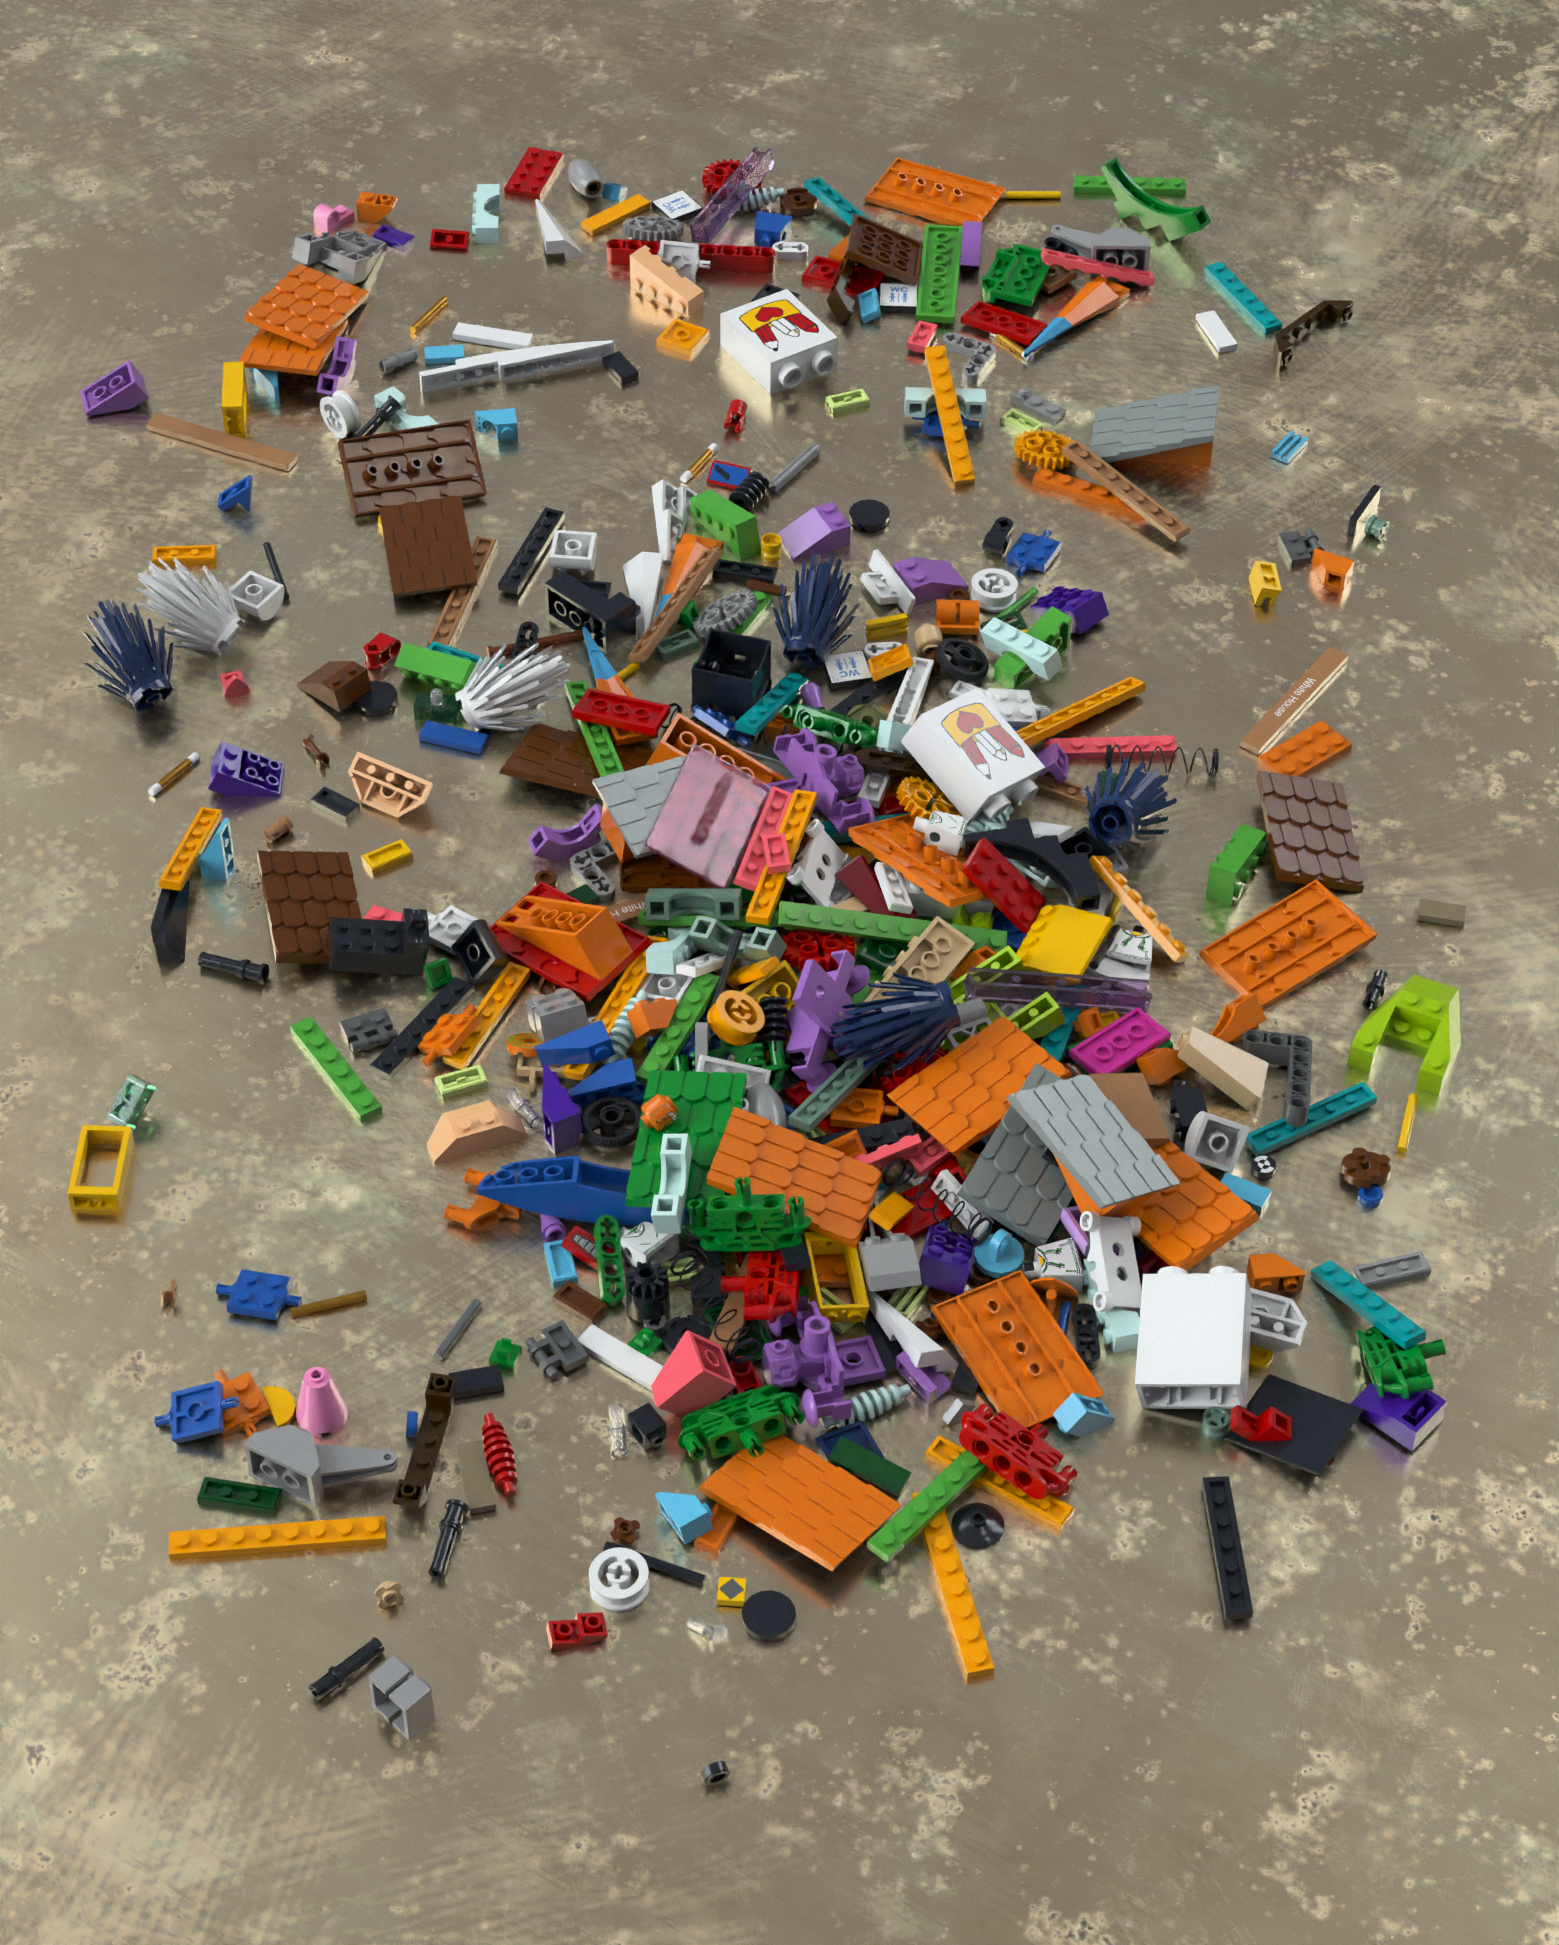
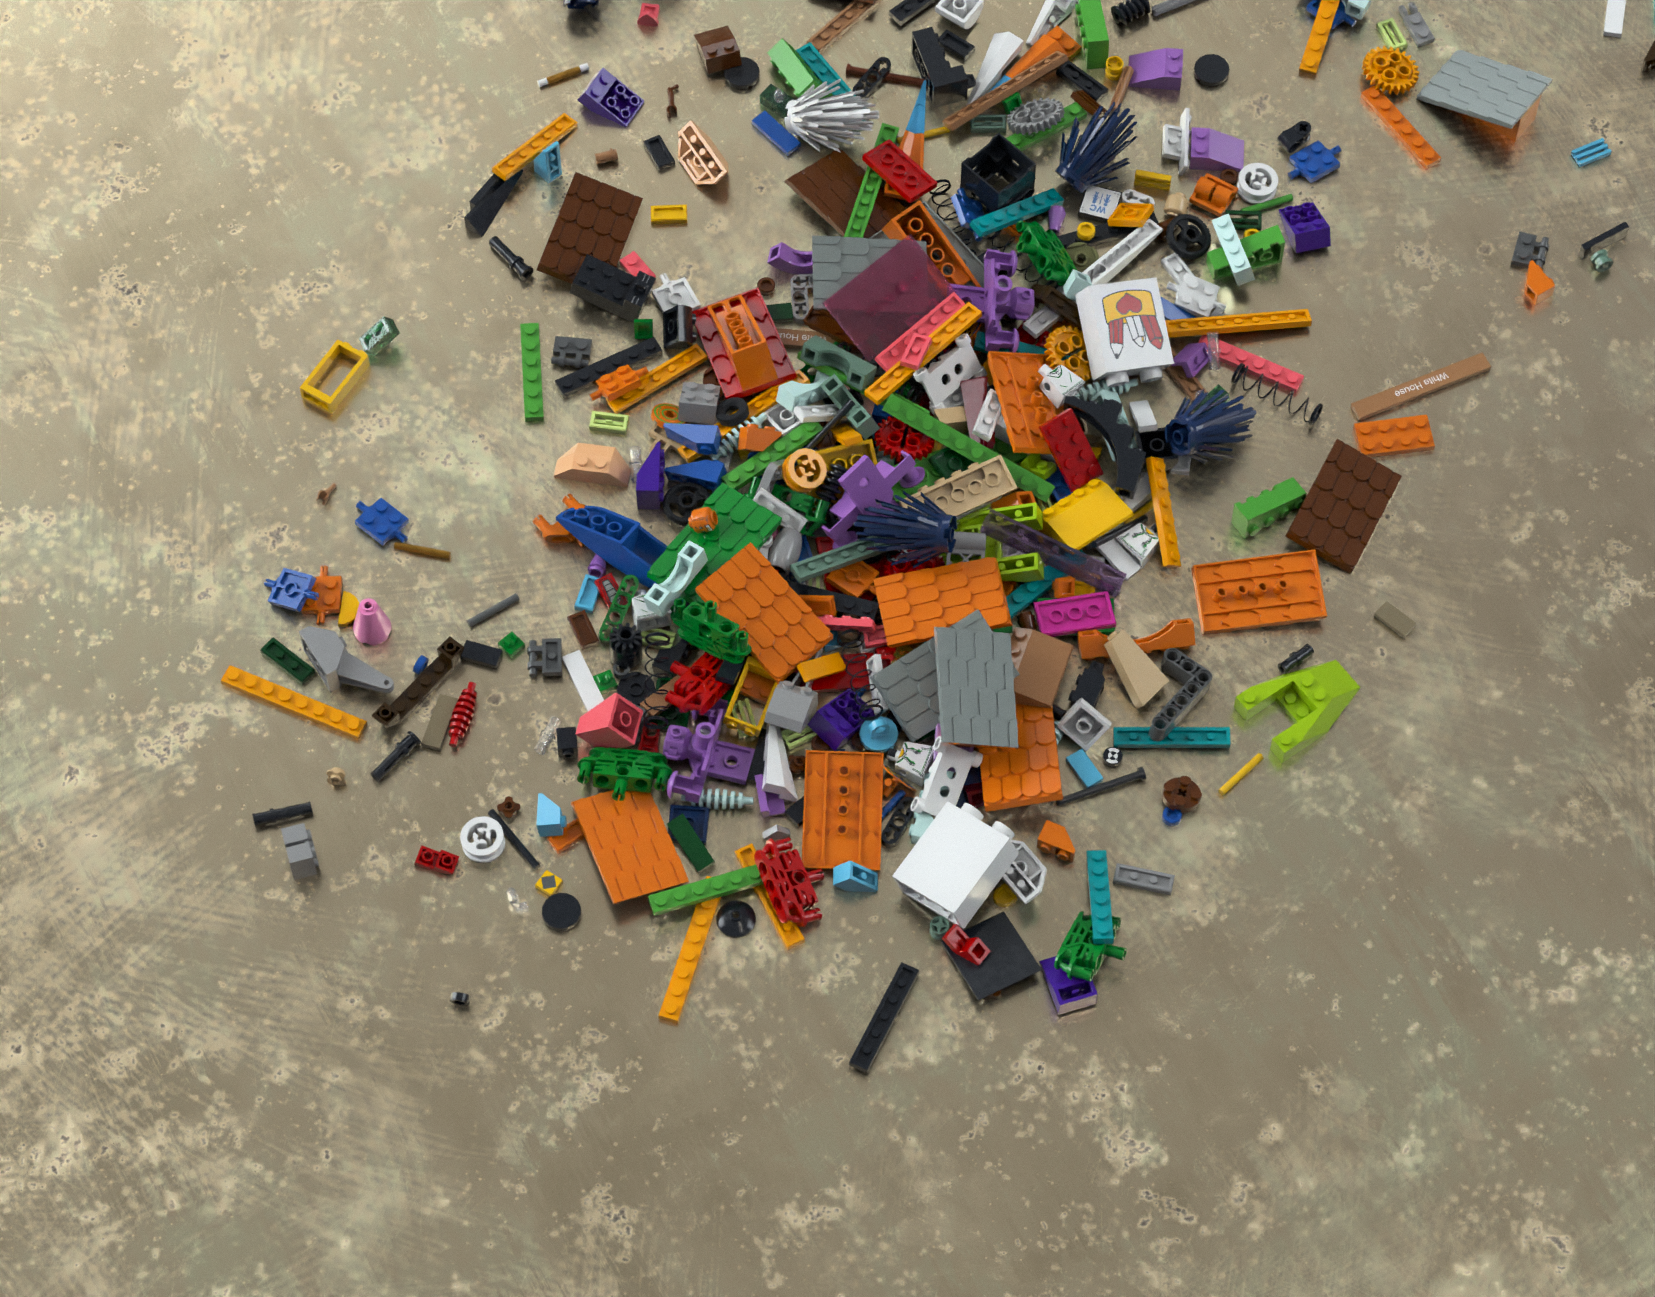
camera: 30 degrees right, 15 degrees up
(380, 651) = (769, 31): red piece -> none
(599, 997) = (736, 418): none -> black tyre
(791, 560) = (1122, 86): none -> medium nougat axle
(854, 694) = (1086, 231): none -> yellow tile
(1069, 747) = (1213, 350): none -> clear pin
(1126, 490) = (1422, 138): medium nougat tile -> none
(1264, 582) = (1473, 271): yellow hinge -> none
(1306, 1169) = (1139, 774): none -> black bar

